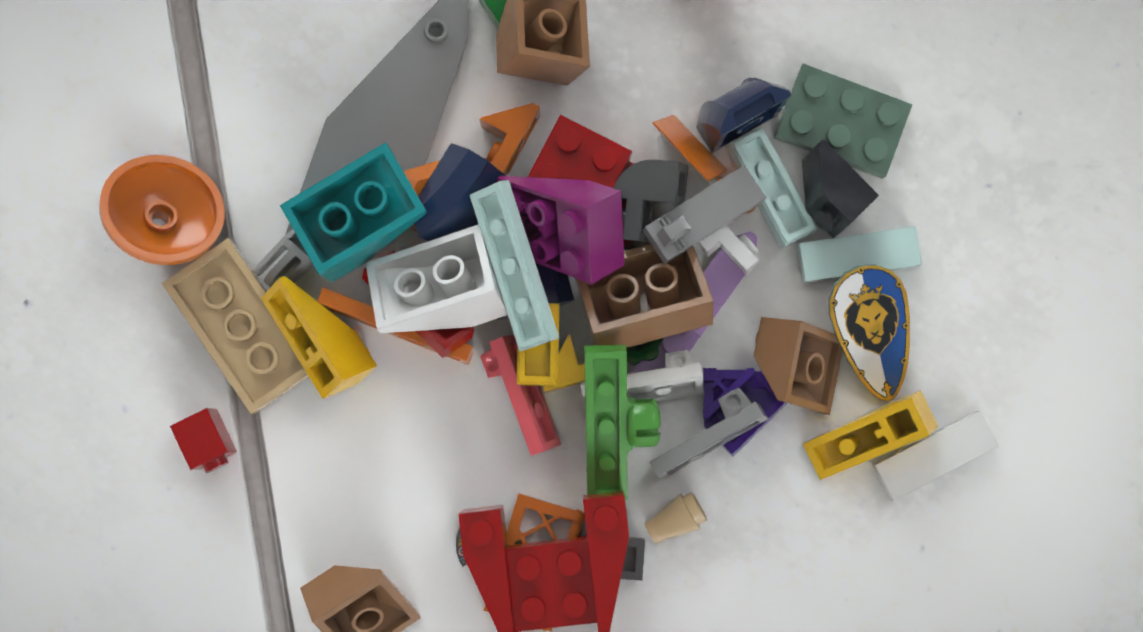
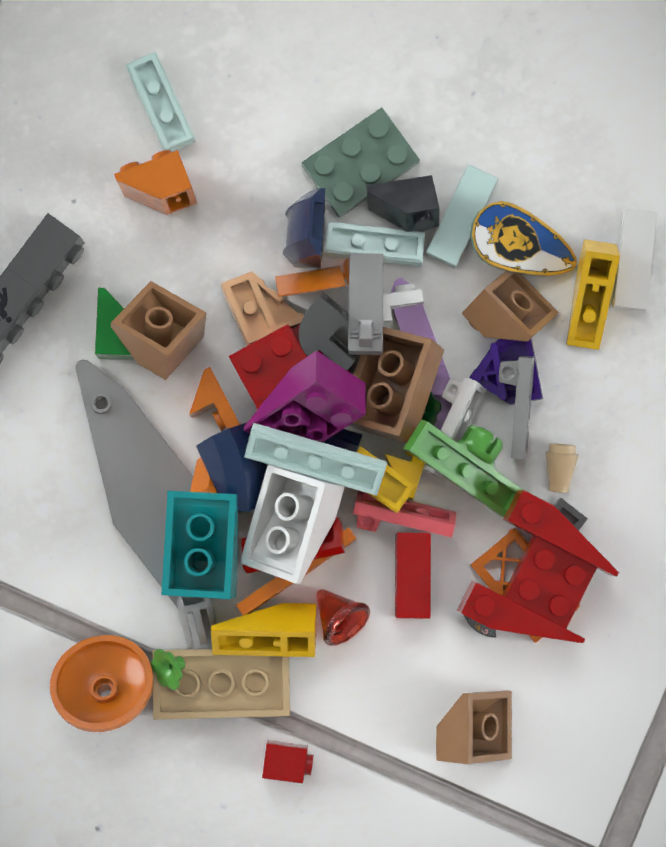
camera: 55 degrees left, 0 degrees up
(217, 263) = (168, 668): none -> bright green plant
(380, 399) = (340, 617): none -> clear red hat
(467, 443) = (413, 575): none -> red piece
(630, 114) = (257, 307): none -> light nougat wing

